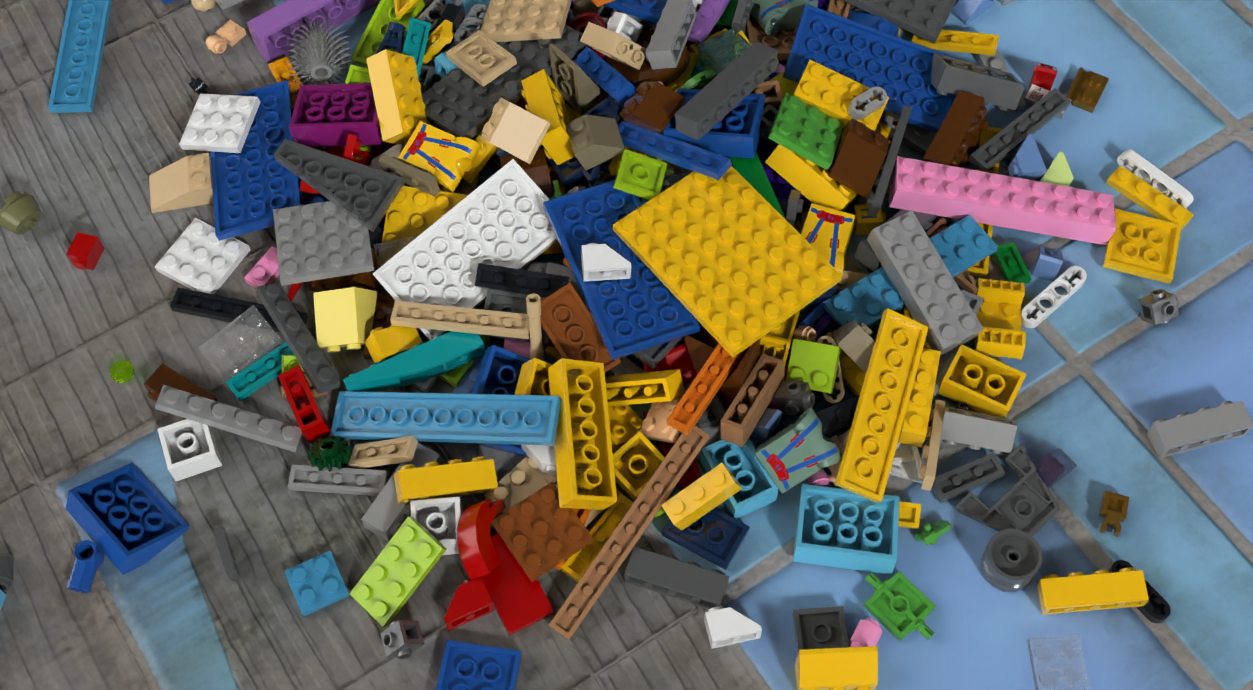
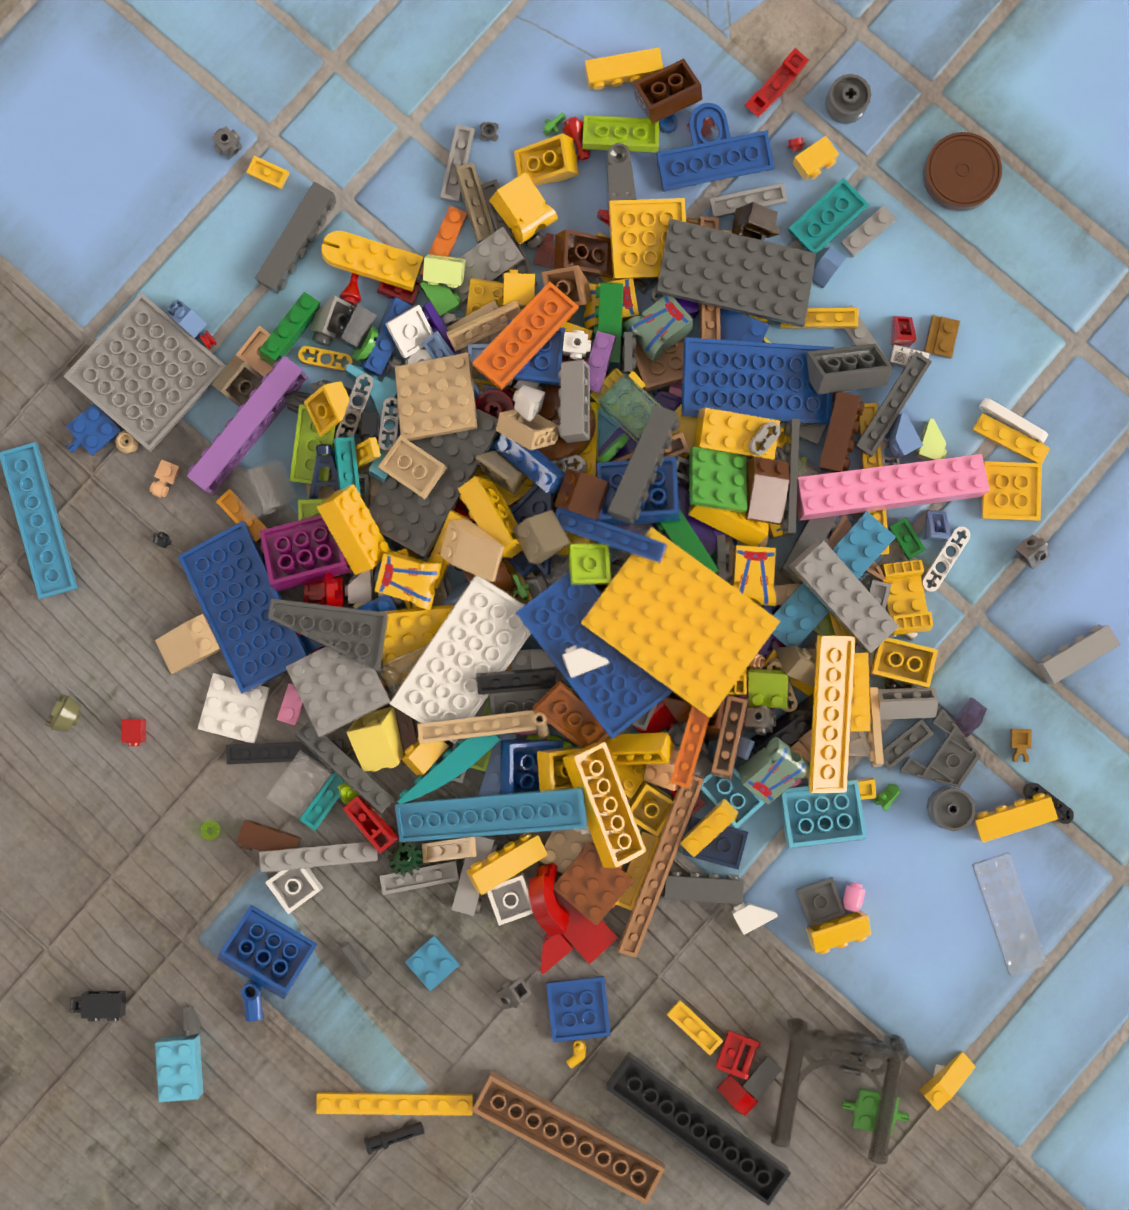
camera: 20 degrees left, 25 degrees up
(220, 123) = (199, 579): white plate -> none
(397, 571) = (494, 944): lime plate -> none
(412, 175) = (390, 604): dark tan plate -> none
(899, 606) = (873, 864): bright green plate -> none

